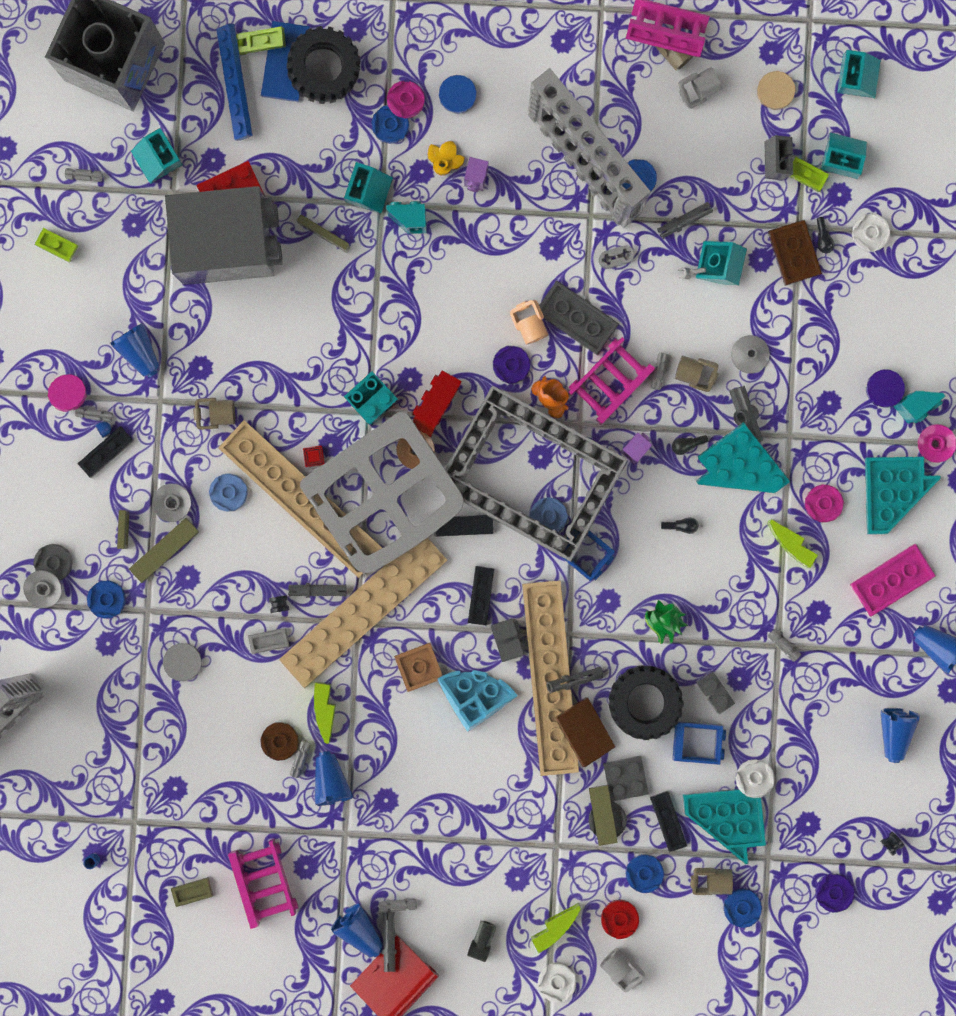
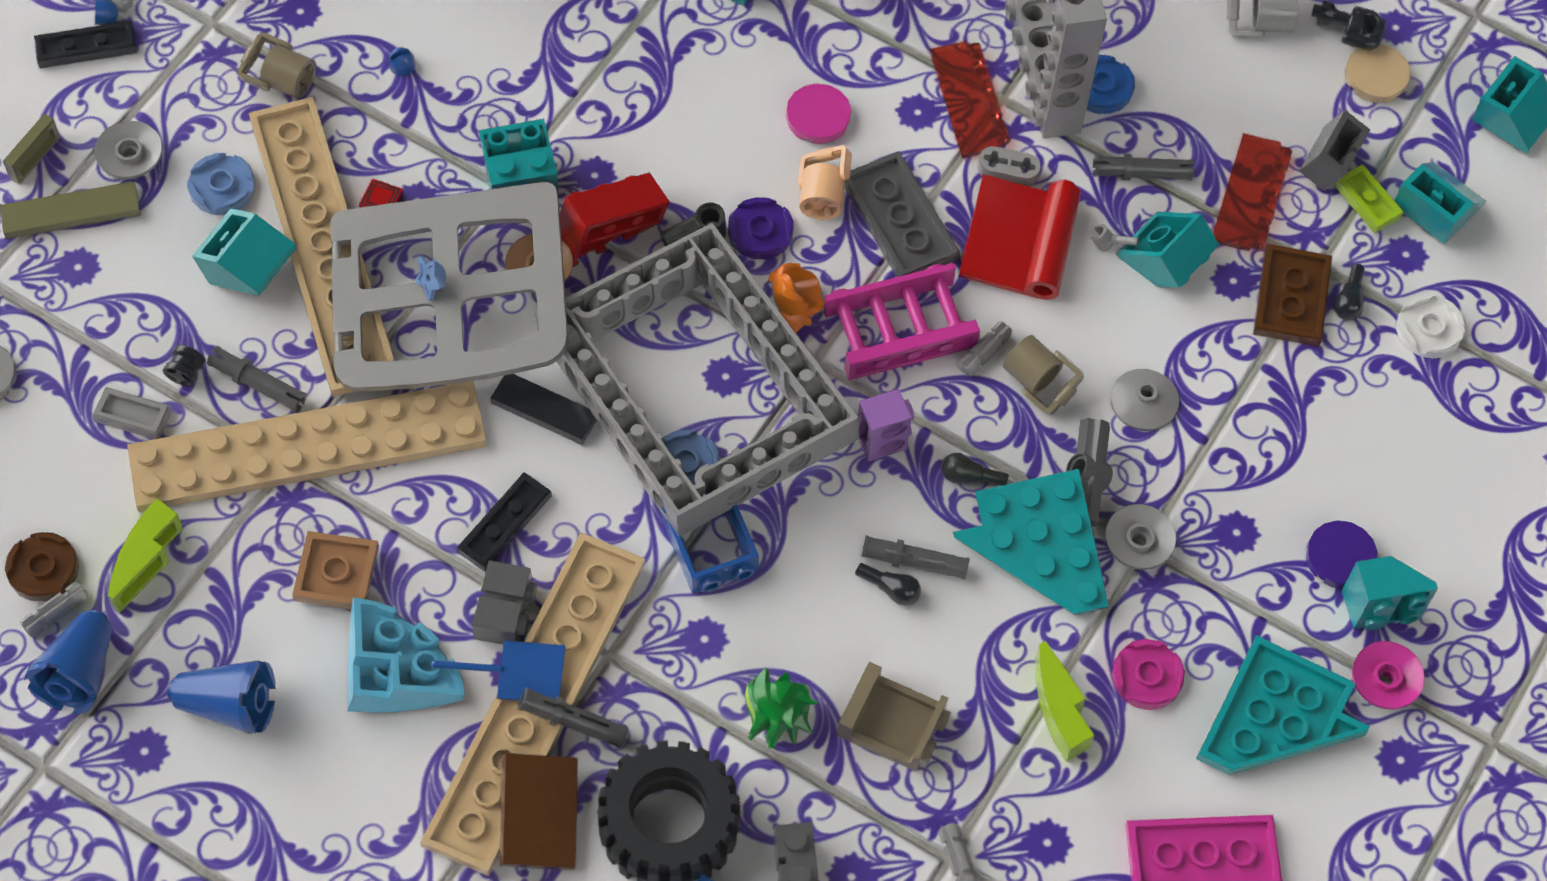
camera: 25 degrees right, 25 degrees down
(270, 530) = (243, 253): none -> teal slope
(277, 371) = (401, 61): none -> blue hinge
(375, 497) = (430, 277): none -> medium blue plate
(409, 758) = (227, 694): none -> blue cone
(480, 390) = (705, 213): none -> pearl dark grey piece
(503, 279) = (818, 113): none -> dark pink tile
(539, 668) = (522, 666): none -> blue piece
(568, 223) = (969, 97): none -> clear red windscreen
(643, 296) = (1021, 236): none -> red door
(677, 508) = (873, 549): none -> dark grey pin
(719, 594) = (893, 719): none -> dark tan panel
(742, 198) = (1252, 193): none -> clear red windscreen
(751, 66) = (1358, 23): none -> black piece
(796, 433) = (1143, 523): none -> light grey dish

